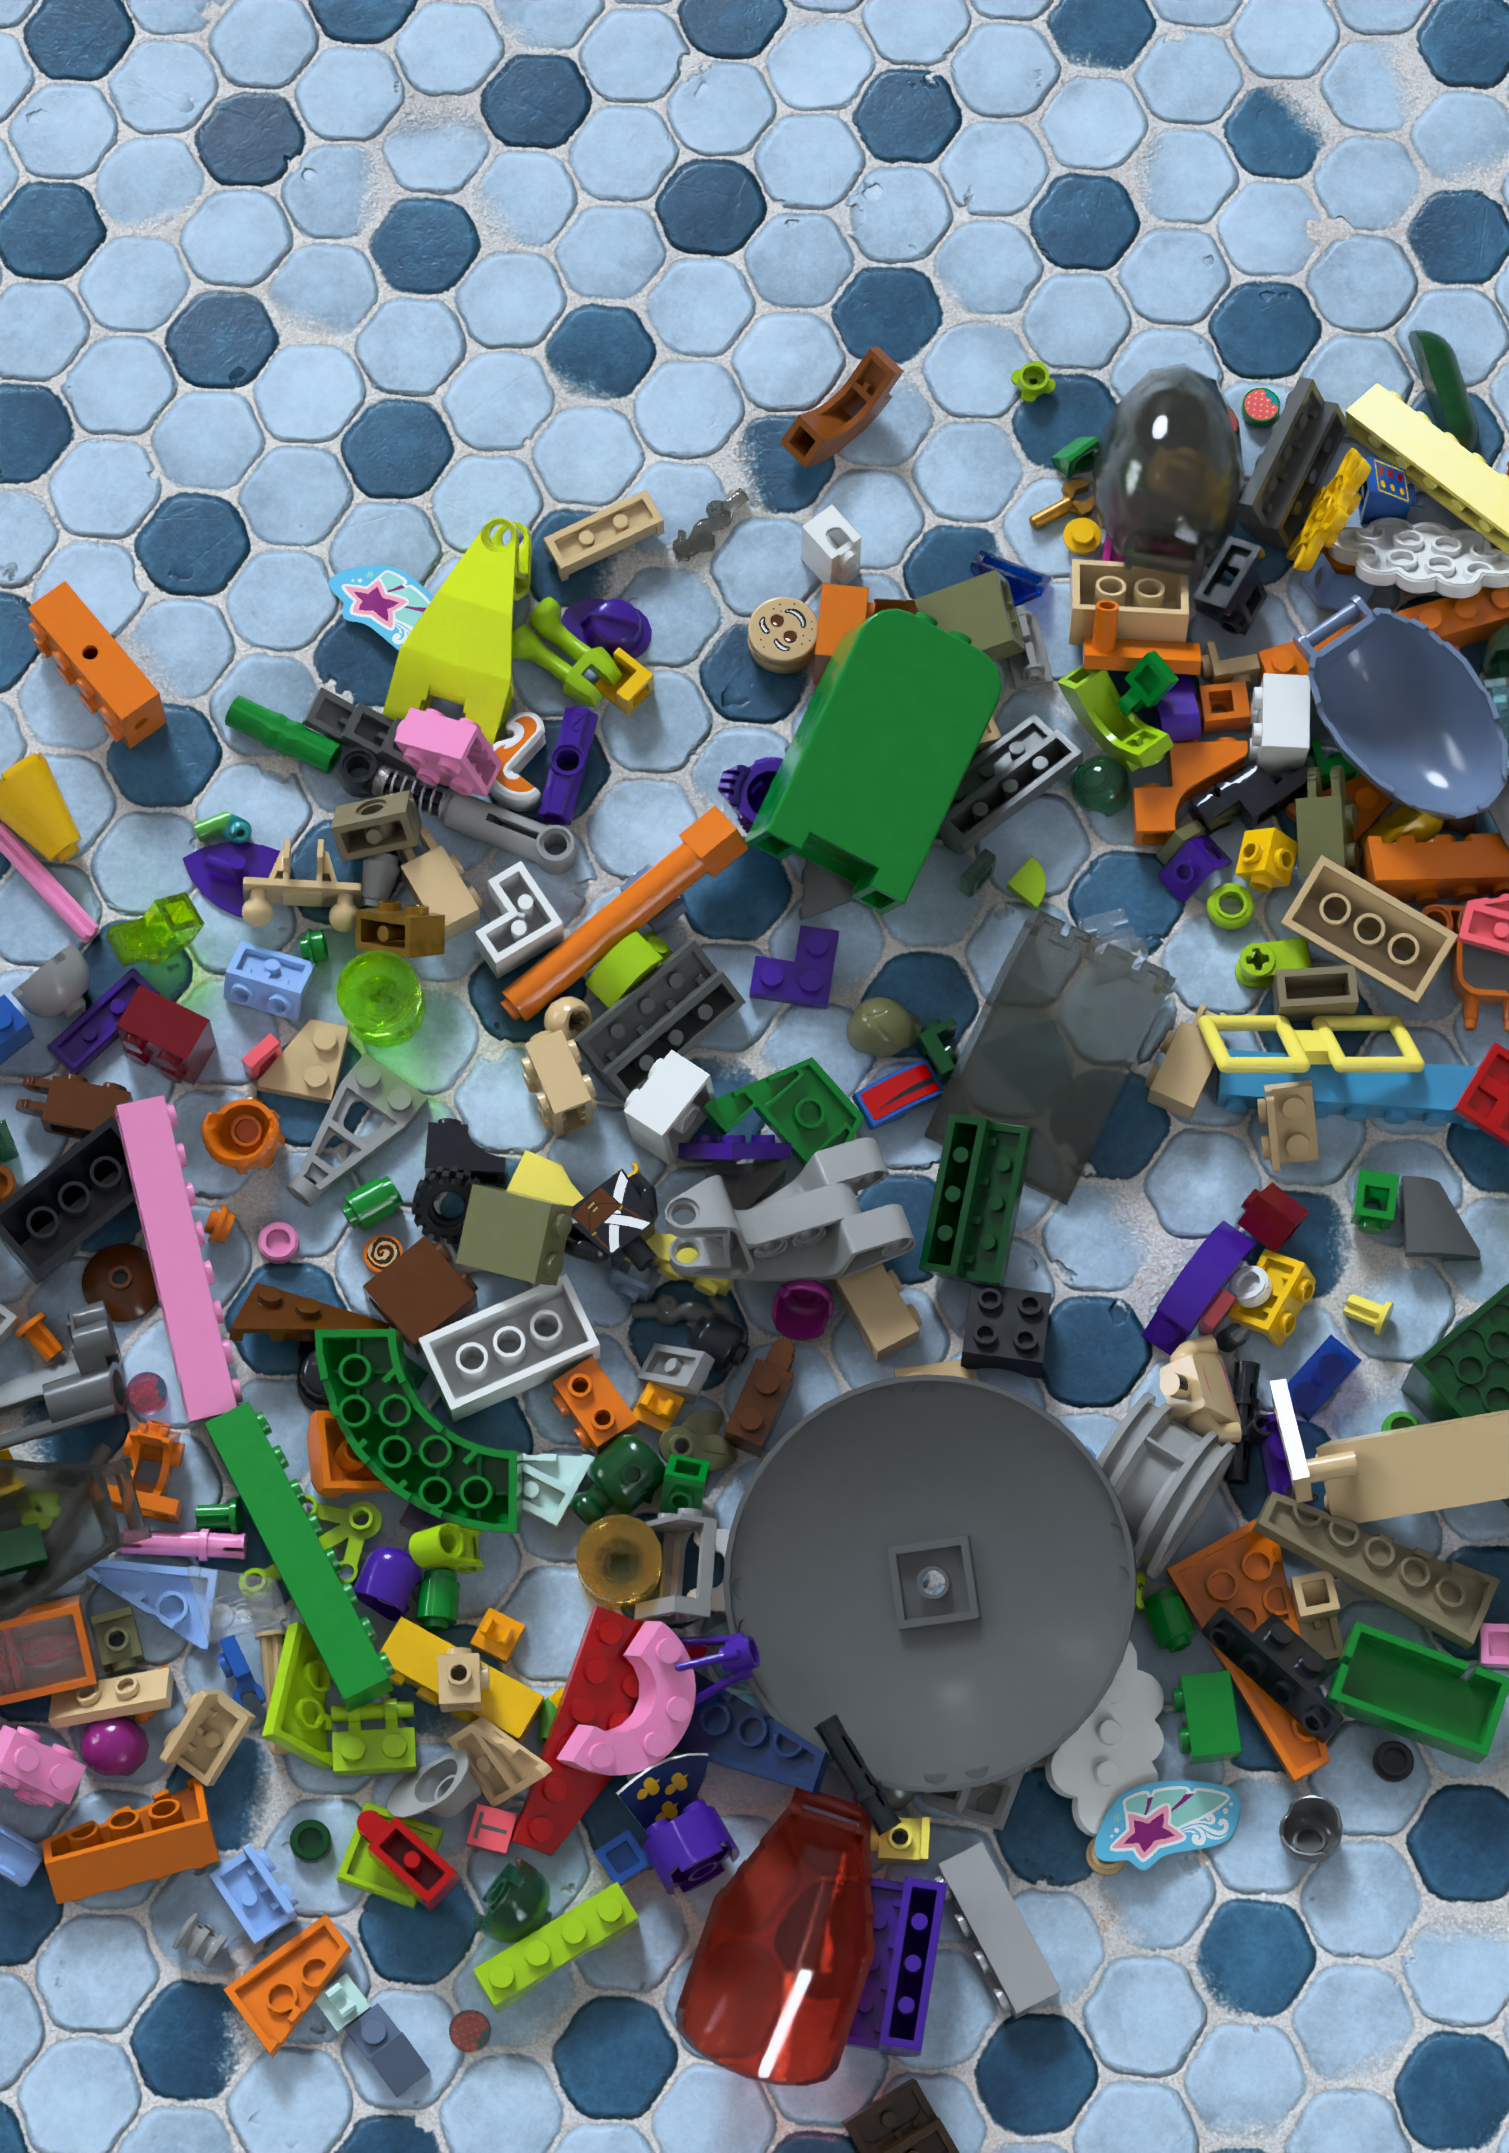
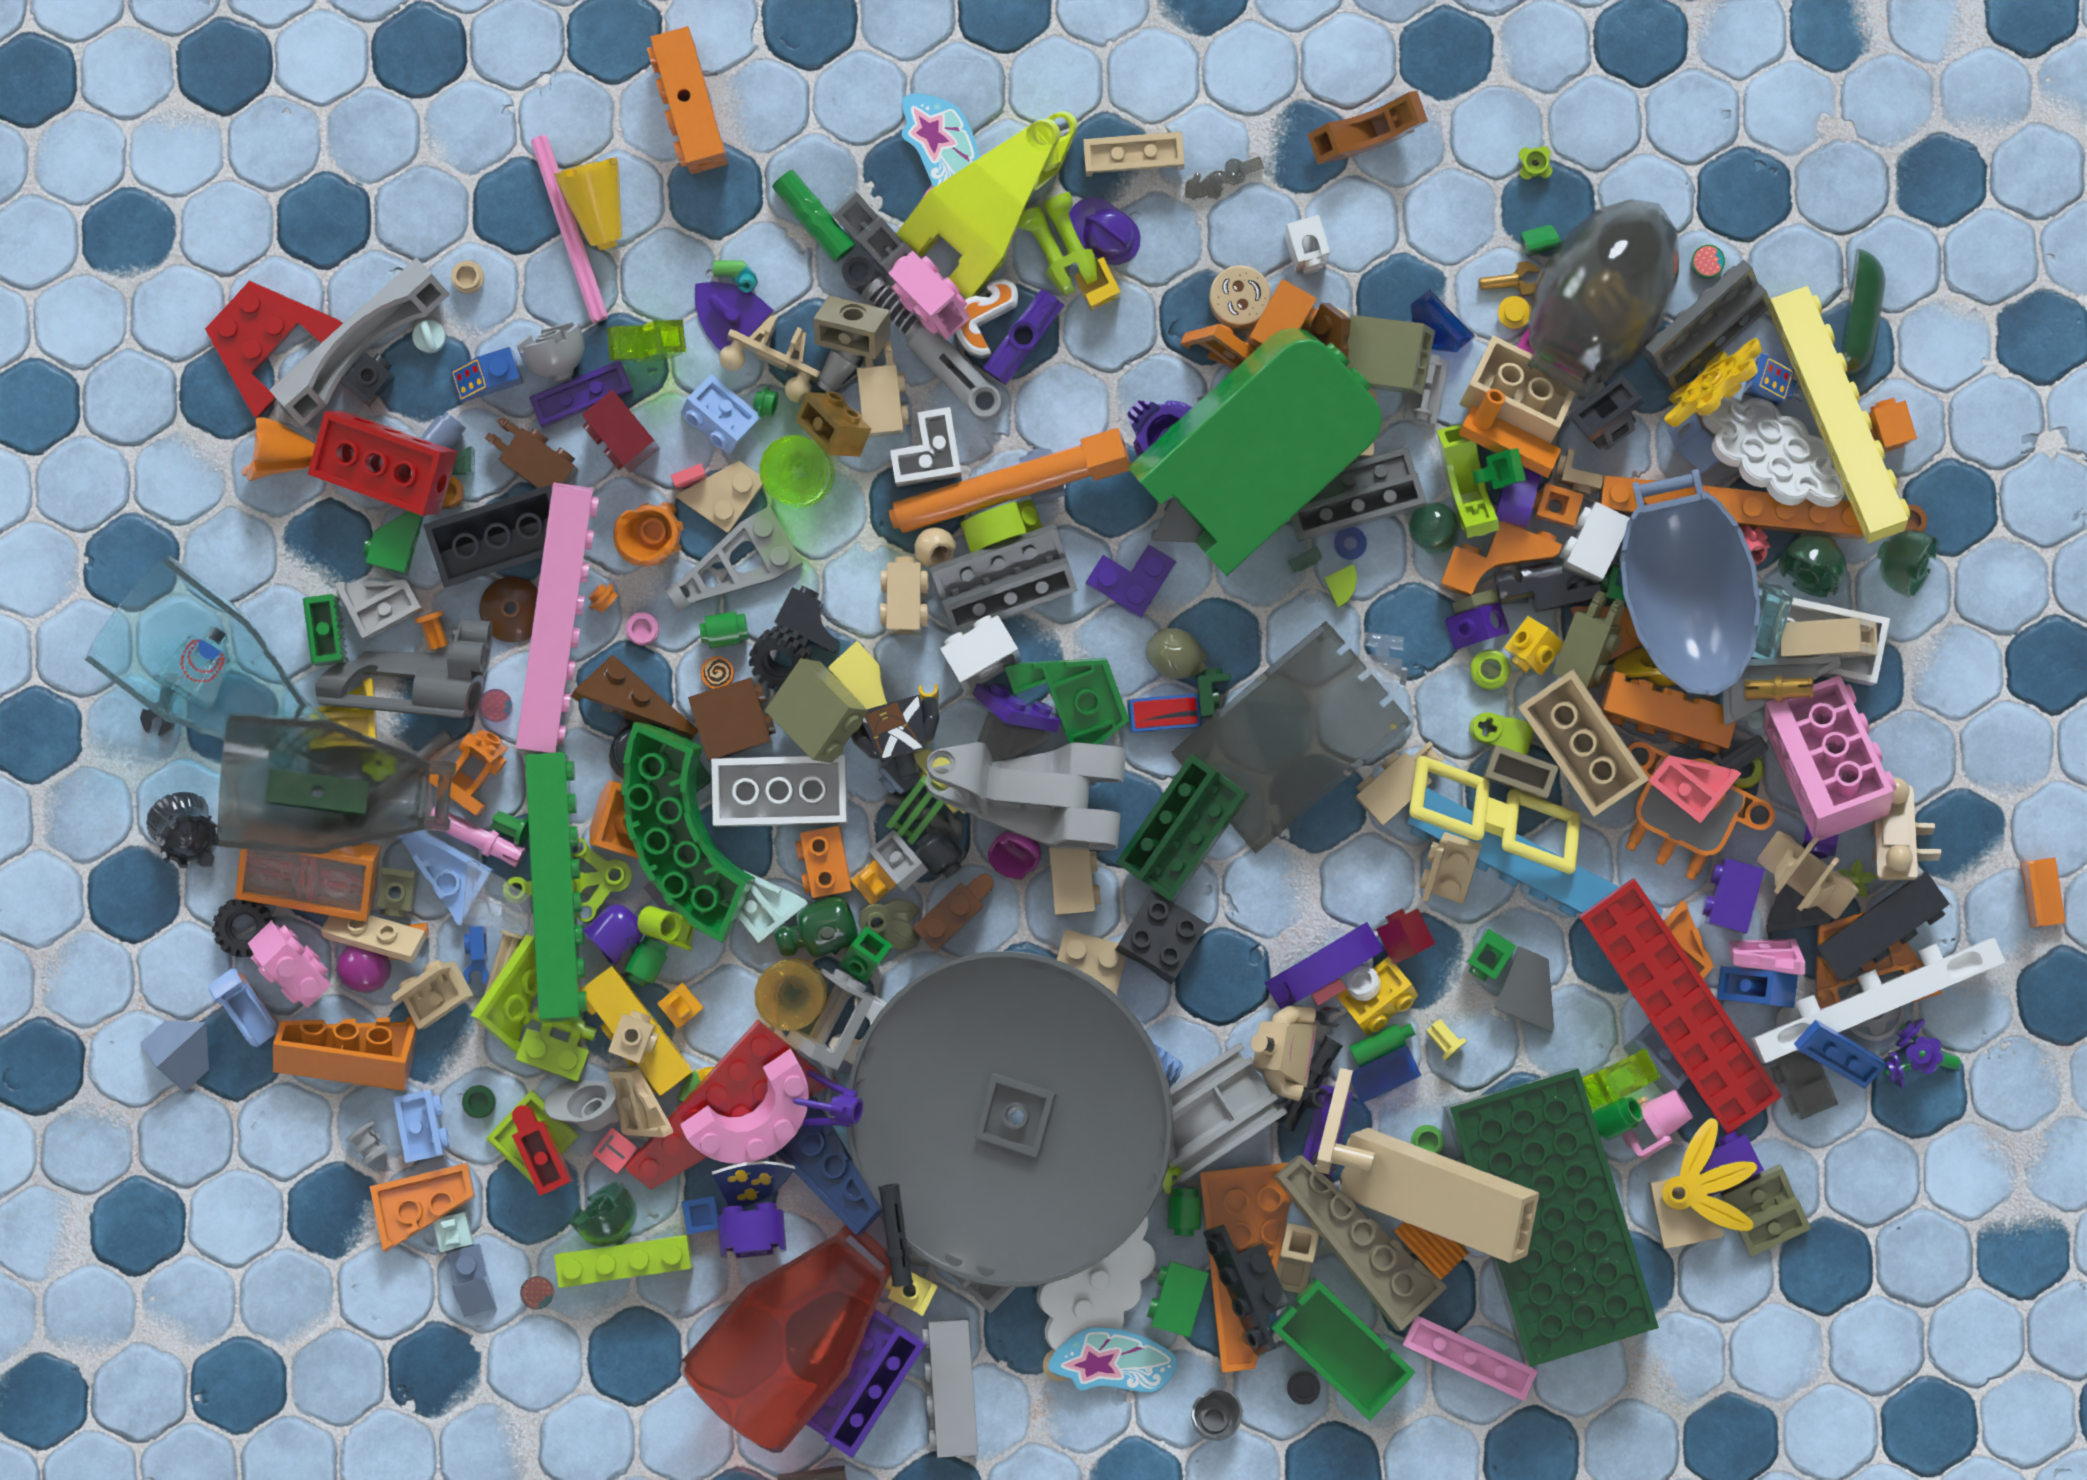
camera: 30 degrees right, 15 degrees up
(665, 1336) = (904, 828): none -> bright green tile
(782, 685) = (1221, 342): none -> orange wing
(1018, 827) = (1358, 536): none -> clear blue plate
(1300, 1346) = (1381, 1044): none -> green cylinder
(1460, 1536) = (1433, 1250): none -> orange brick

